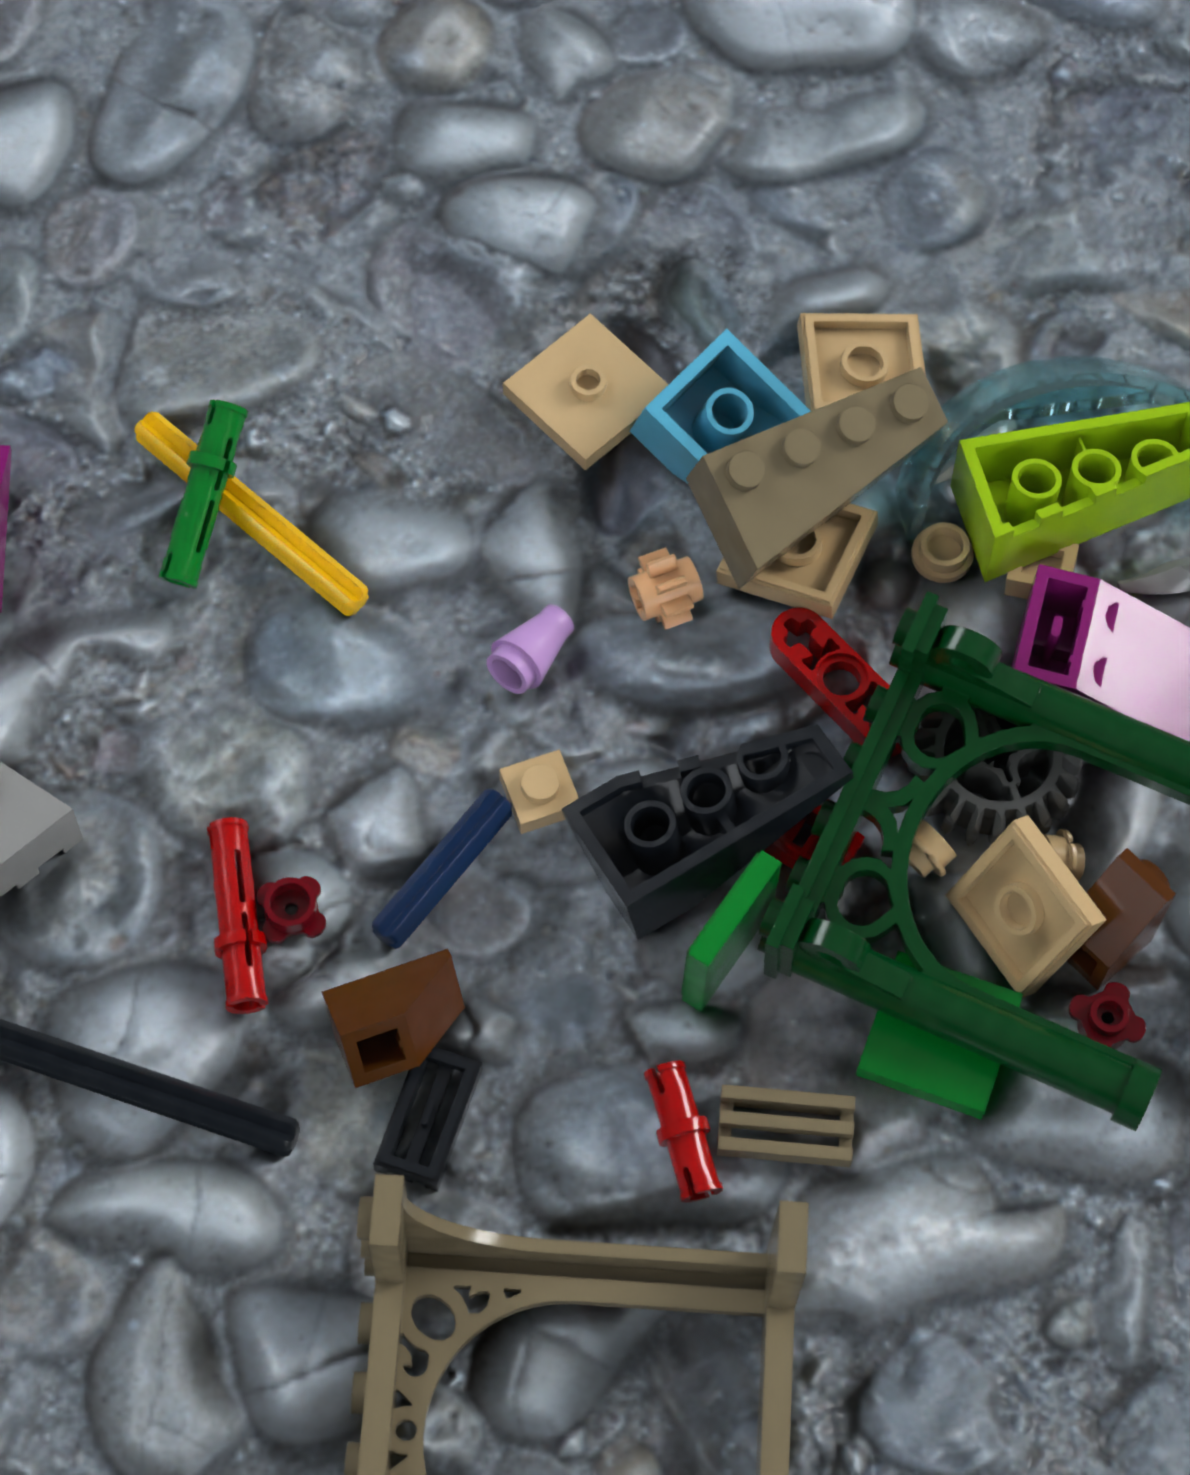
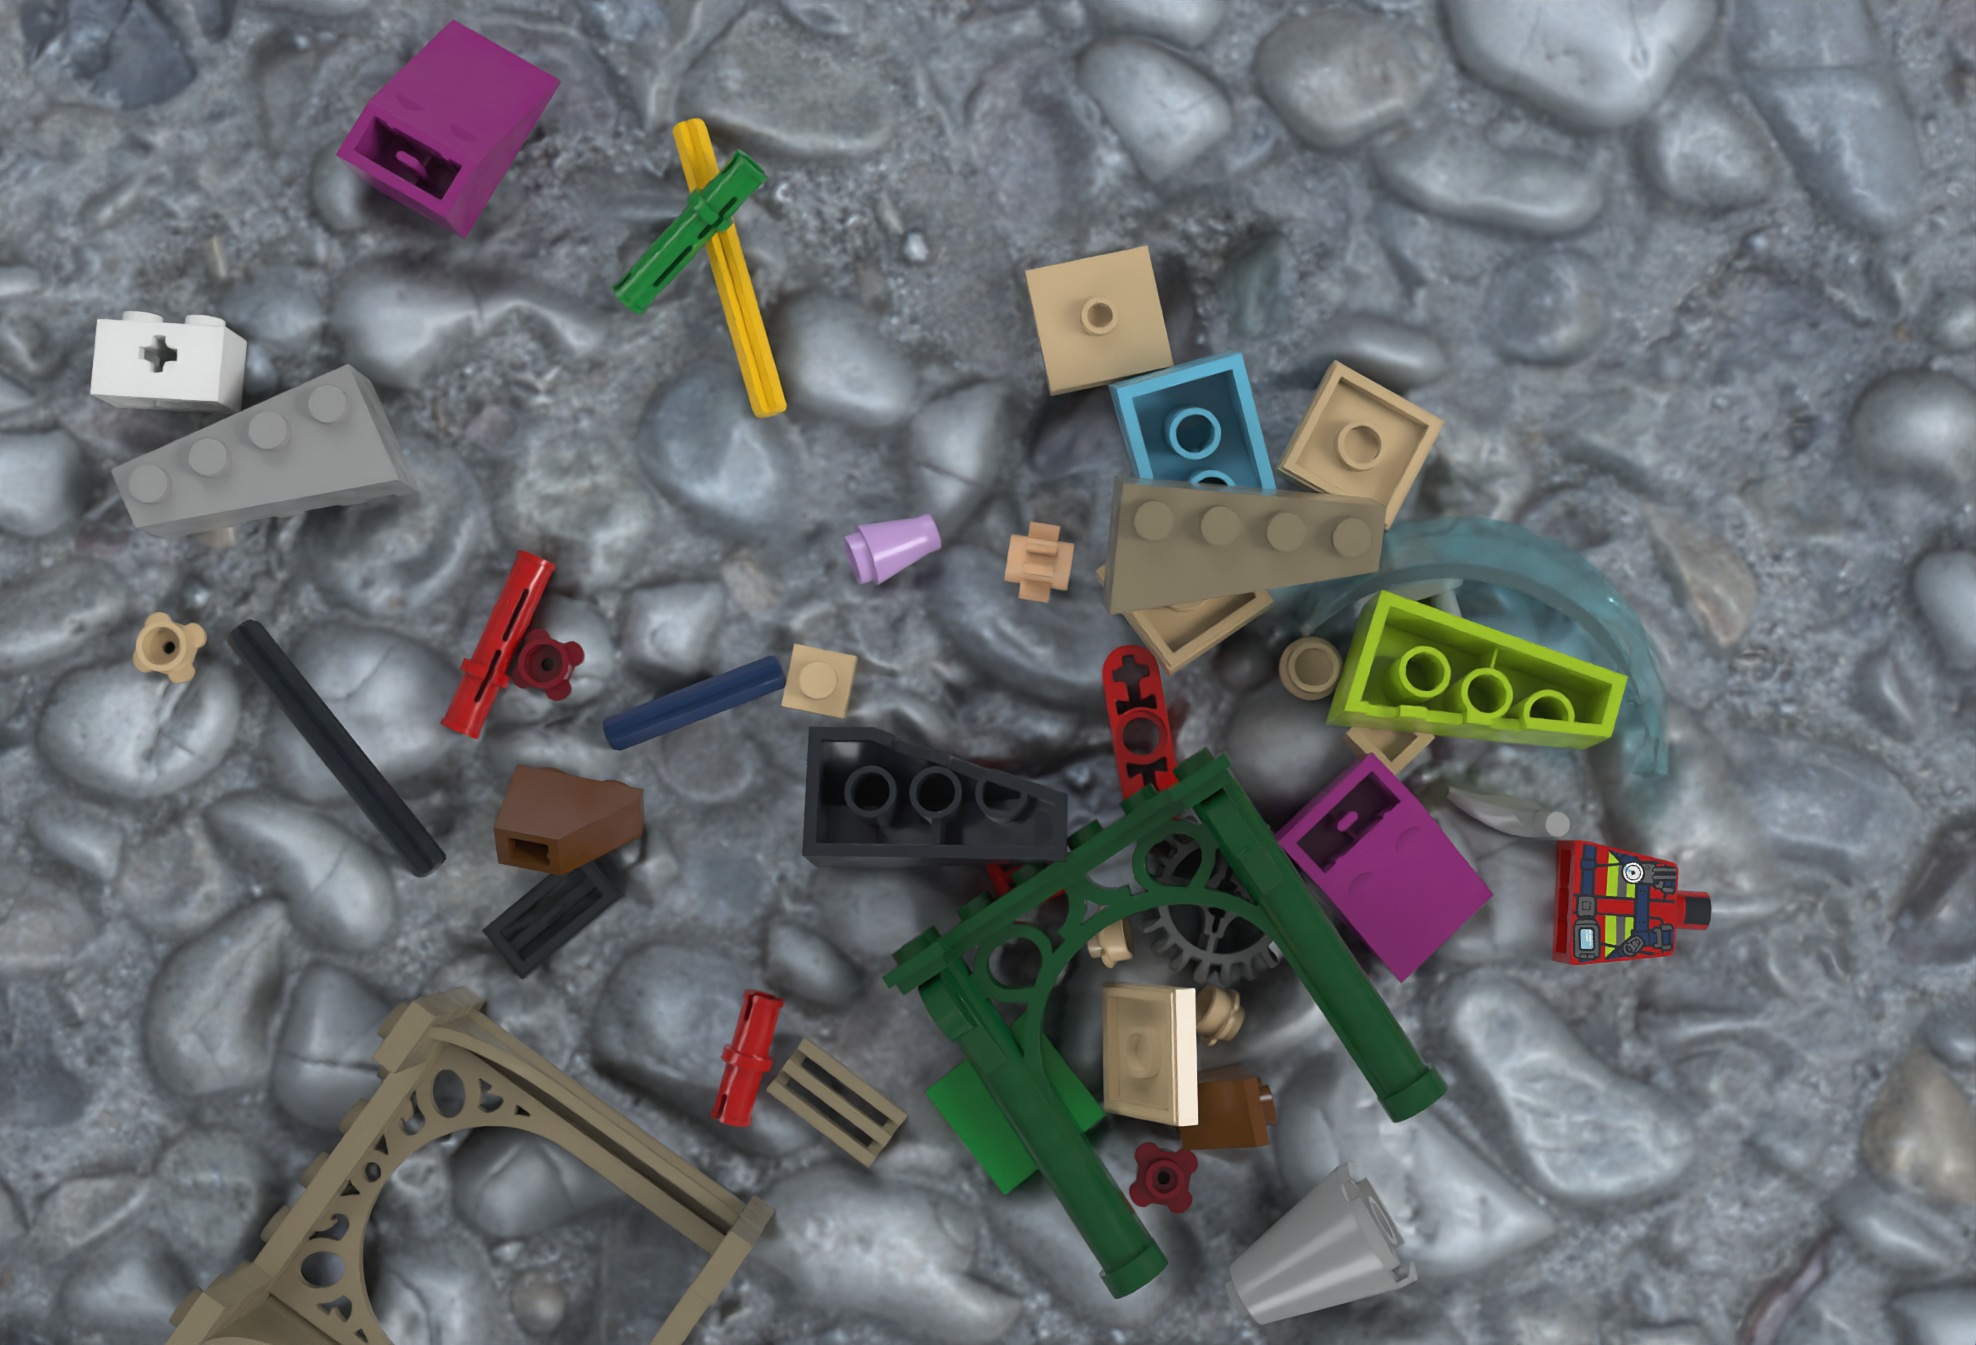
camera: 35 degrees right, 20 degrees up
(729, 930) = (882, 922): green tile -> none

